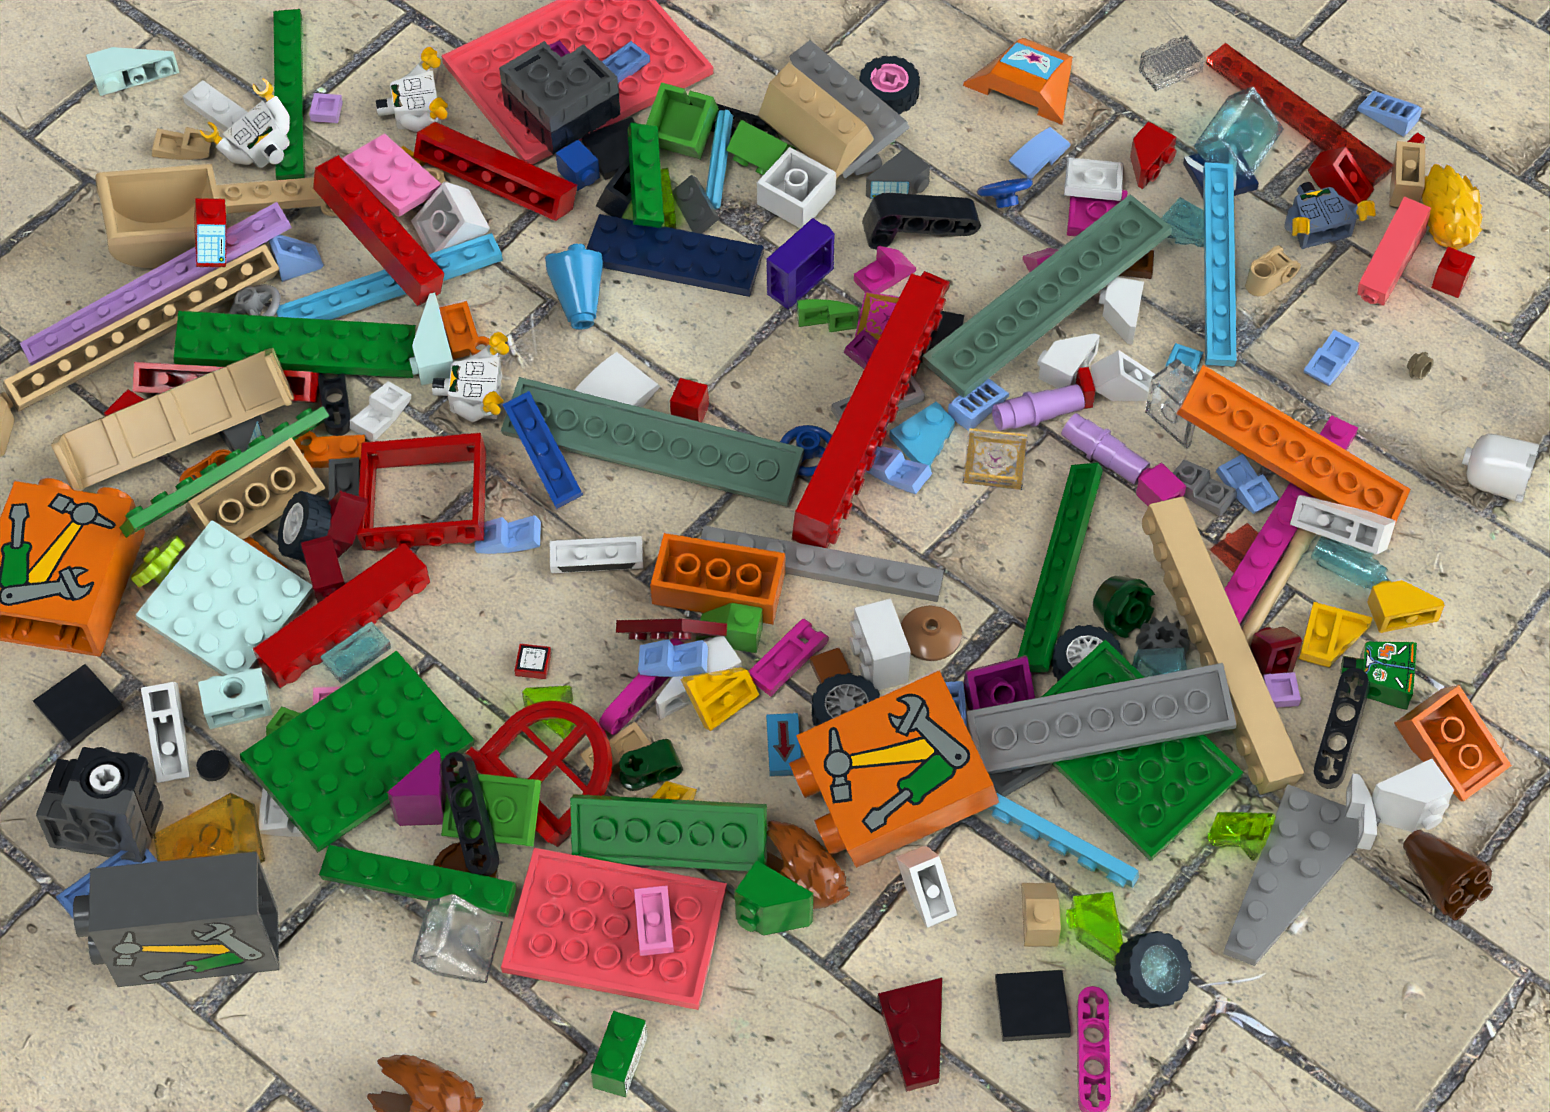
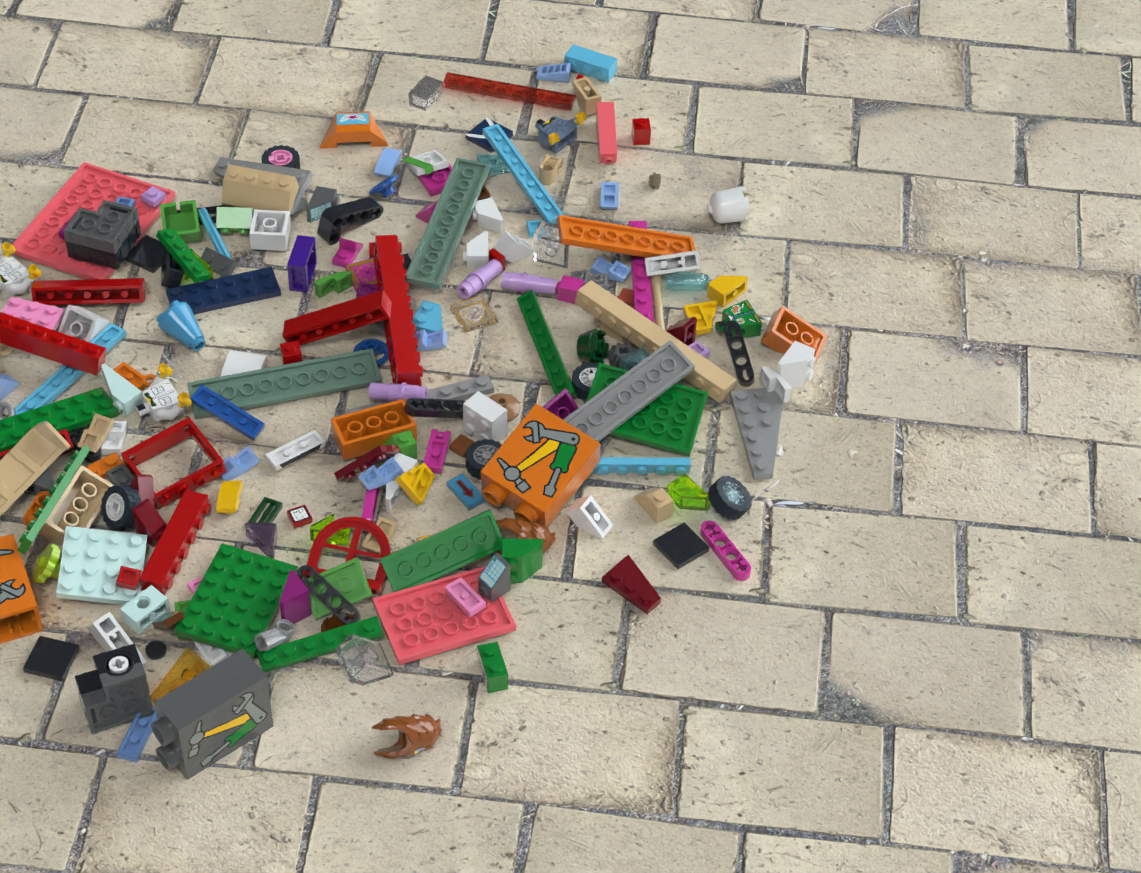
camera: 35 degrees left, 10 degrees down
(240, 640) = (128, 578): none -> red tile
(246, 732) = (168, 620): none -> reddish brown tile
(350, 399) = (97, 433): none -> tan slope
(356, 652) = (196, 557): clear light blue plate -> none
(361, 835) = (274, 636): none -> light grey piece
(457, 582) = (228, 497): none -> yellow slope
(464, 671) = (263, 536): none -> clear purple slope
(492, 638) = (273, 504): none -> dark green tile
(578, 165) = (134, 268): blue brick -> none
(650, 764) = (404, 532): dark green piece -> none
(676, 62) = (153, 196): none -> lavender plate
(706, 918) = (495, 578): none -> dark grey slope
(778, 379) = (338, 318): none -> red brick
(788, 539) = (394, 391): none -> lavender piece
(828, 585) = (419, 408): none -> black beam
(968, 419) = (446, 293): light blue slope -> none
(1078, 177) = (428, 167): none -> bright green piece
(1150, 152) = (446, 139): red slope -> none
(1240, 133) = (486, 109): clear light blue slope -> none
(1242, 830) = (725, 418): clear neon green slope -> none
(1340, 171) = (549, 107): red slope -> none
(1448, 873) = (833, 391): reddish brown cone -> none
(1454, 206) = (626, 102): yellow head -> none
(1456, 121) = (591, 63): none -> medium azure brick

